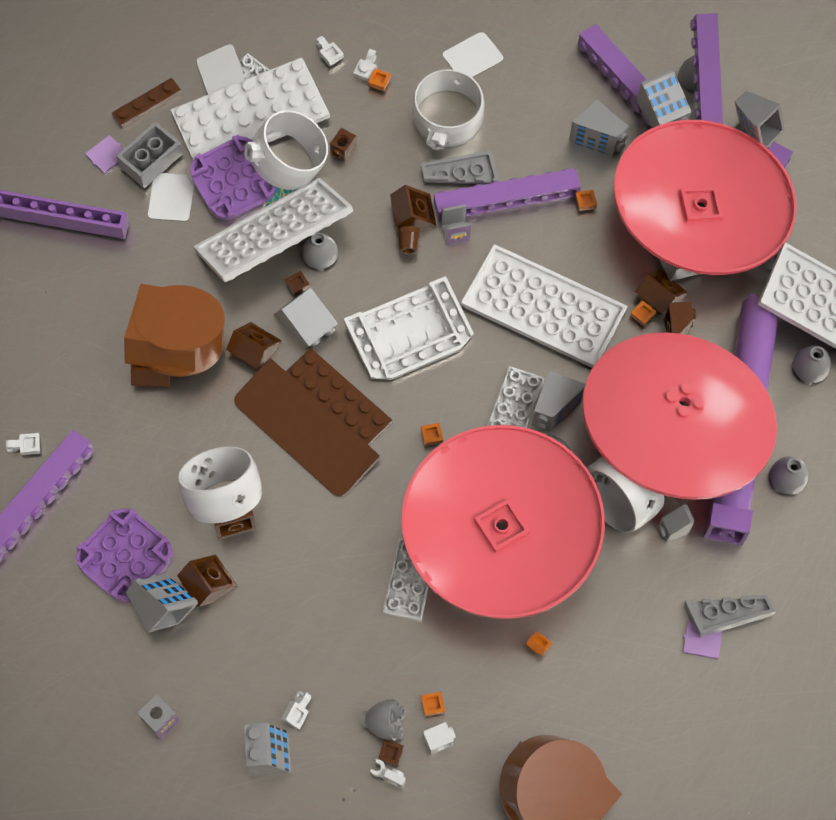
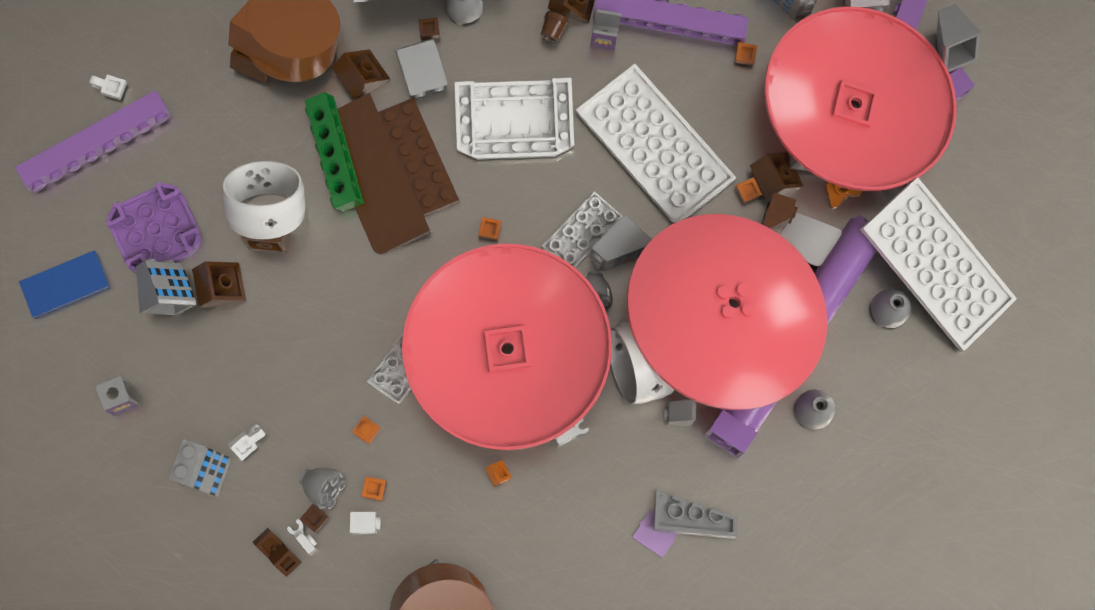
camera: 20 degrees right, 10 degrees up
(60, 638) = (64, 284): none -> blue tile
(294, 454) = (351, 195): none -> green brick
(370, 798) = (276, 552): none -> reddish brown slope
(401, 655) = (366, 430): none -> orange plate
(584, 588) = (571, 434): none -> white plate
(718, 329) = (811, 238): none -> white sticker
(720, 289) = (836, 195): none -> orange animal

